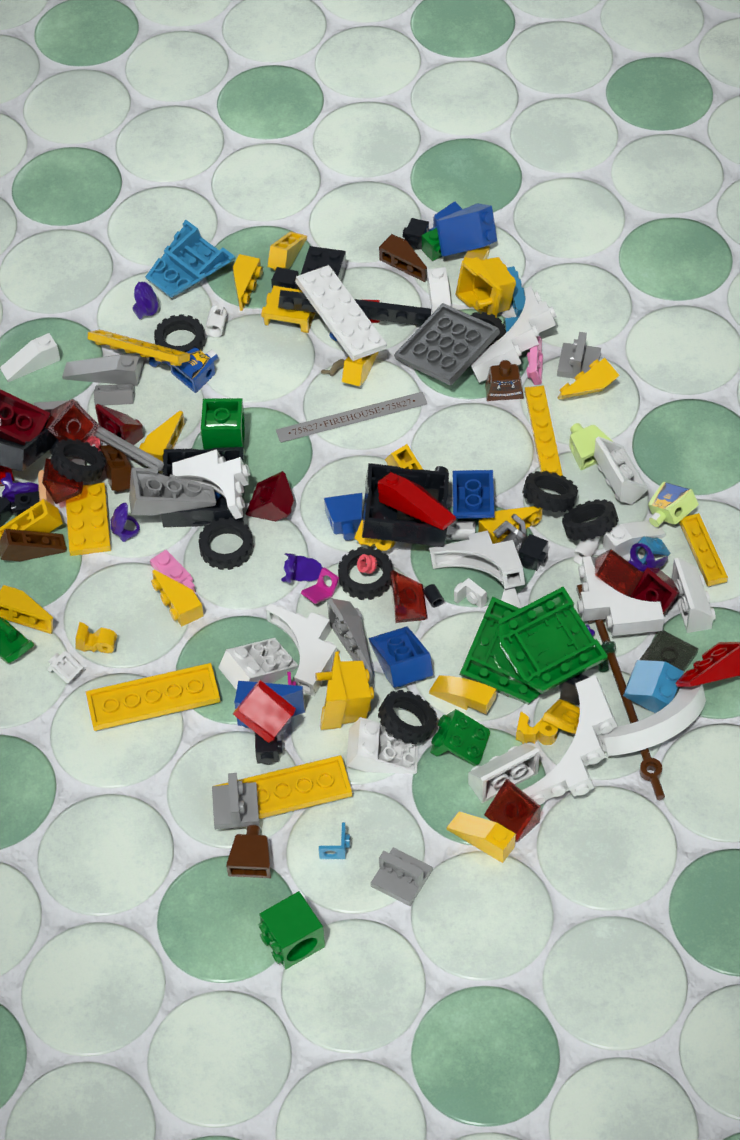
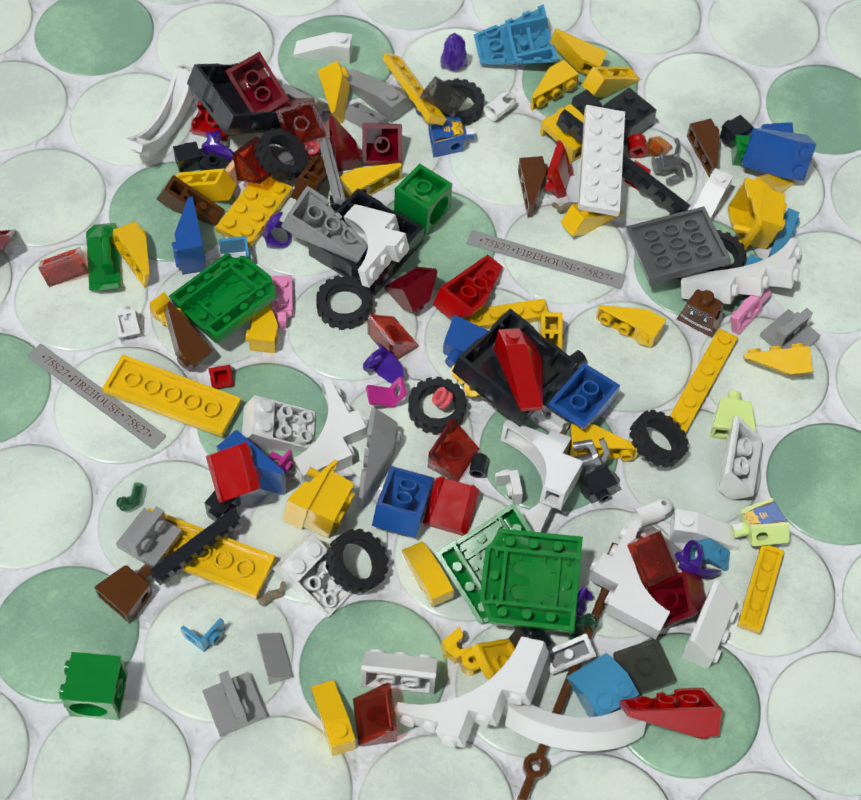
camera: 30 degrees right, 5 degrees up
(66, 571) = (188, 246): none -> blue slope
(68, 381) = (336, 88): none -> yellow slope
(88, 737) = (93, 394): none -> light grey sticker
(101, 552) = (233, 245): none -> dark azure bracket
(128, 647) = (187, 343): none -> reddish brown slope
(131, 595) = (225, 295): none -> green wedge
(148, 404) = (381, 143): none -> dark red slope
(170, 338) = (444, 96): none -> clear smoke tile
(177, 658) = (221, 376): none -> red slope
(193, 789) = (133, 500): none -> clear green arm
(244, 242) = (578, 52): none -> yellow slope
(276, 544) = (390, 334): none -> clear red slope
(278, 787) = (196, 547): none -> black piece
(289, 360) = (532, 179): none -> reddish brown slope
(308, 344) = (559, 172): none -> red slope
(317, 474) = (469, 289): none -> red wedge
(353, 288) = (637, 146): none -> red wheel
(356, 476) = (489, 315): none -> yellow plate
(358, 793) = (273, 594): none -> dark tan piece
(365, 281) = (658, 145): none -> clear orange slope
(384, 288) = (667, 163): none -> flat silver piece
(401, 826) = (274, 657): none -> light grey slope
(440, 635) = (451, 506): none -> red slope
(461, 737) = (391, 613): green bracket -> none
(464, 420) = (634, 322): none -> yellow slope
(581, 531) = (673, 500): black tyre -> none
(614, 677) = (570, 653): none -> light grey slope

